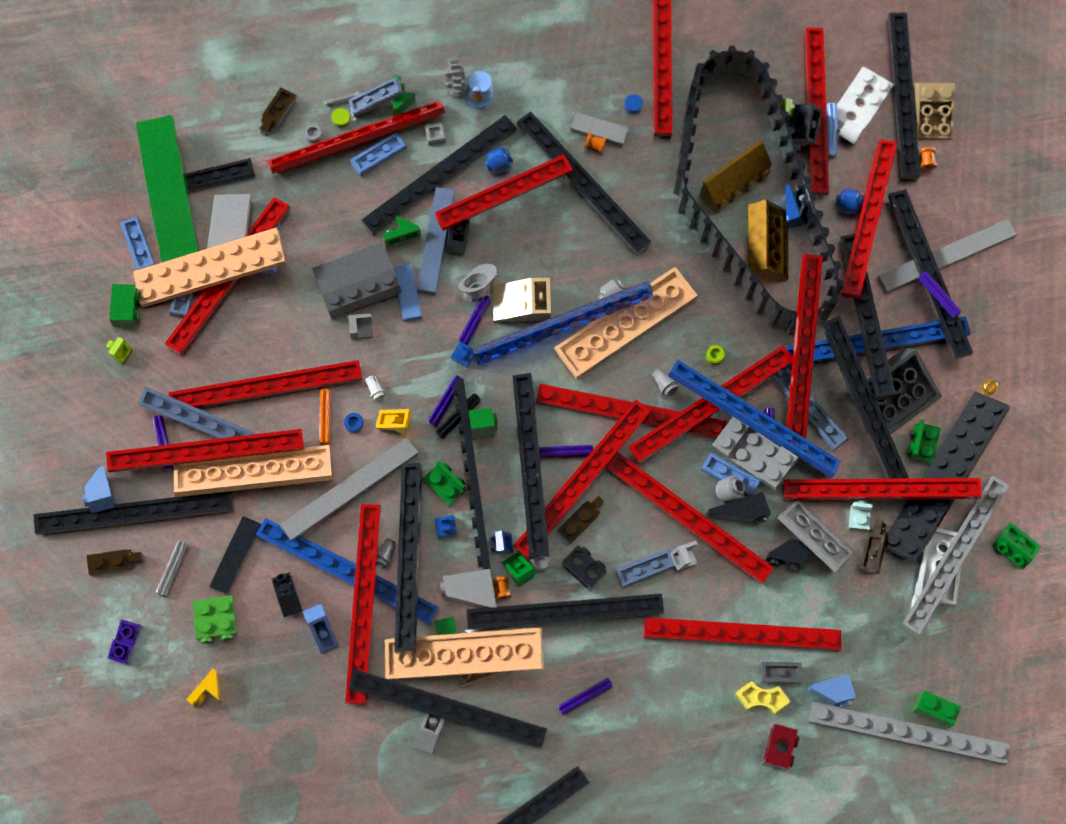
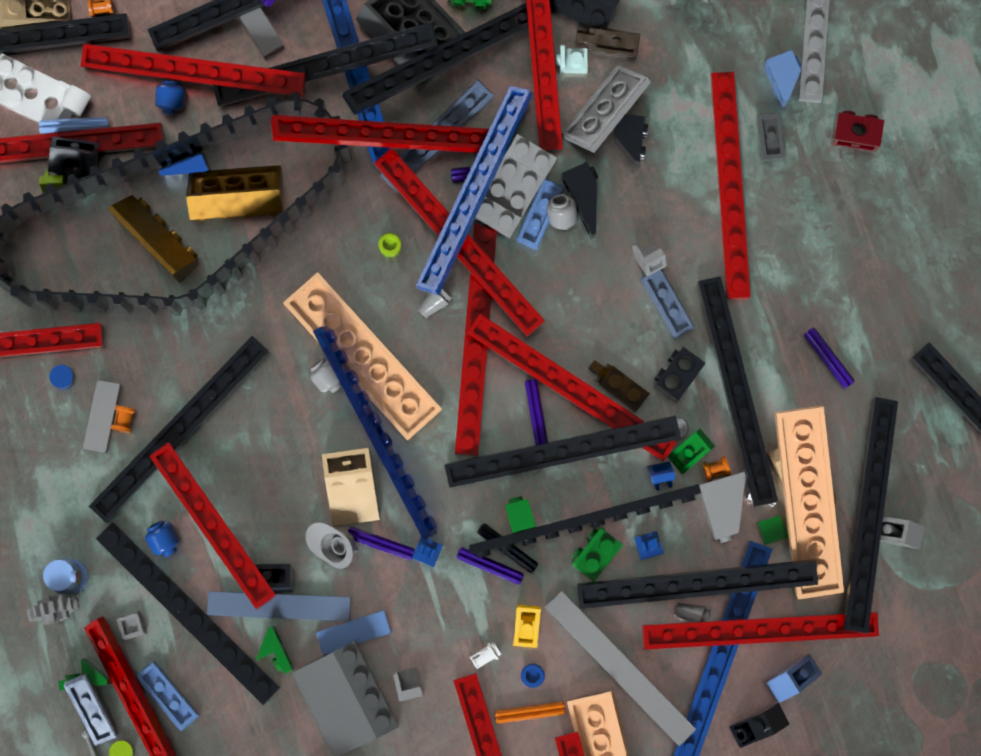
camera: 90 degrees left, 10 degrees up
(690, 518) = (600, 257): red plate -> none
(754, 696) = (801, 165): light yellow tile -> none

